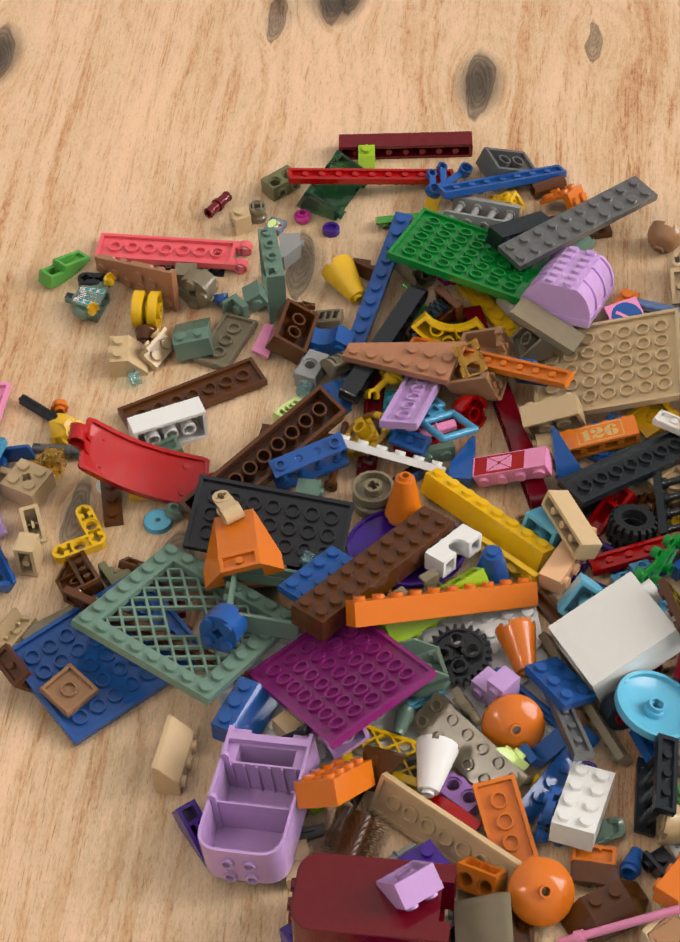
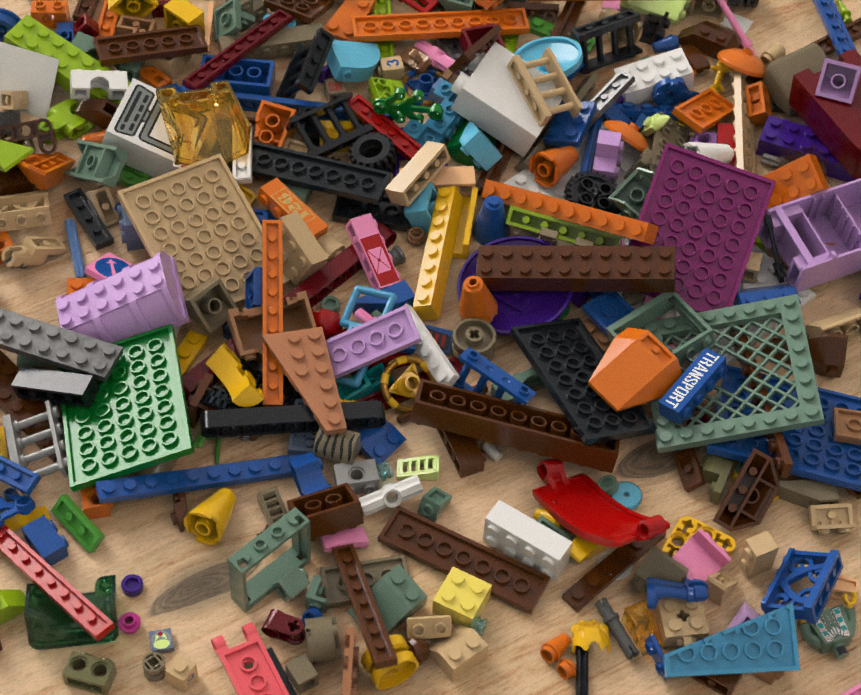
camera: 130 degrees left, 5 degrees up
(38, 481) = (690, 590): none -> blue piece
(61, 518) = (701, 556): none -> bright pink panel
(70, 492) = (660, 566): none -> dark tan slope
(79, 407) = (554, 649): none -> orange cone
(149, 729) = (826, 352): none -> reddish brown wedge
(160, 373) = (461, 597): none -> light yellow brick
(192, 580) = (693, 386): none -> blue brick
(193, 303) = (364, 607): none -> reddish brown plate
(222, 627) = (726, 326): blue brick -> none
(227, 507) = (610, 391): tan piece -> none
(229, 281) = (283, 627): none -> dark red piece
(252, 403) = (433, 503): none -> sand green bracket
(277, 378) = (404, 490): none -> white piece
(290, 248) = (196, 598): light grey slope -> none
(306, 557) = (592, 334): clear light blue bush -> none
(313, 573) = (608, 306): blue plate -> none
(400, 198) = (45, 540): none -> blue brick
(443, 555) = (486, 236): white arch -> none
(465, 361) = (282, 310): pearl gold piece -> none
(491, 435) = (330, 303): none -> sand green tile
(508, 493) = (397, 255): none -> dark grey wheel
(546, 326) = (200, 282): dark tan tile -> none
(563, 458) = (337, 221): blue slope -> none
(596, 631) = (534, 97): none -> tan fence

